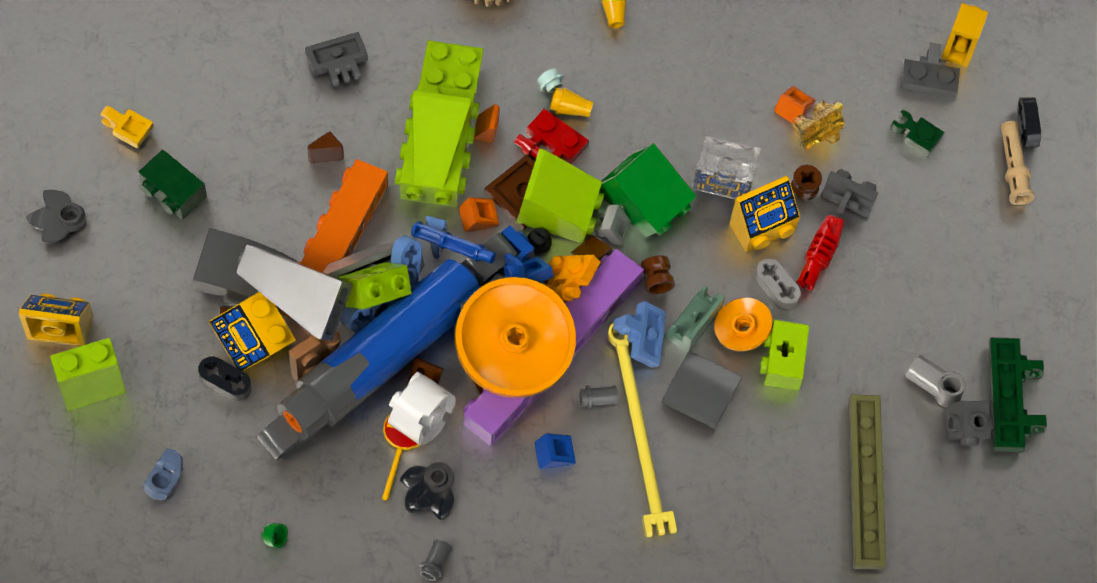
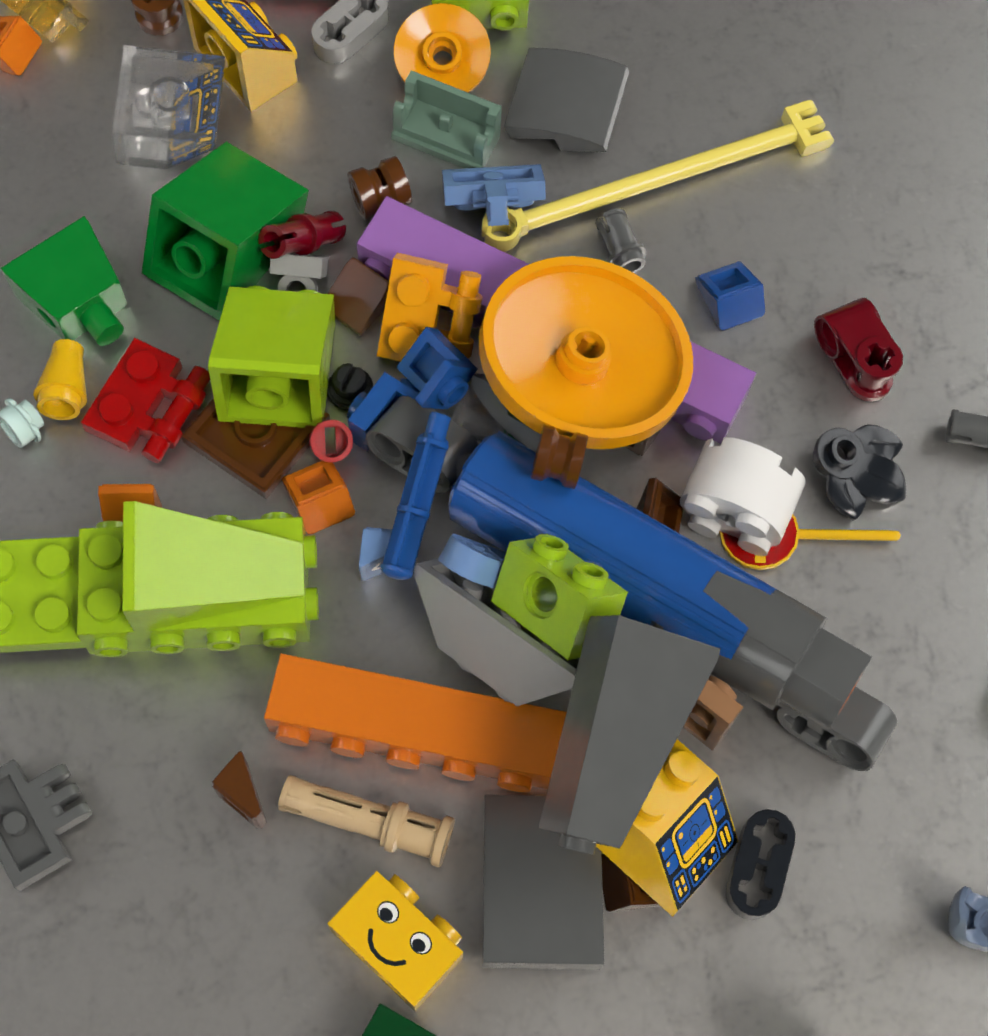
camera: 100 degrees left, 5 degrees up
(234, 202) = (398, 938): none -> yellow brick
(292, 211) = (394, 826): none -> tan pin
(449, 300) = (559, 456): none -> reddish brown wheel
(504, 216) = (342, 440): none -> red hinge
(505, 504) = (860, 348): none -> dark red piece
(626, 114) = (70, 284): none -> green torso
(629, 224) = (302, 234): none -> dark red pin

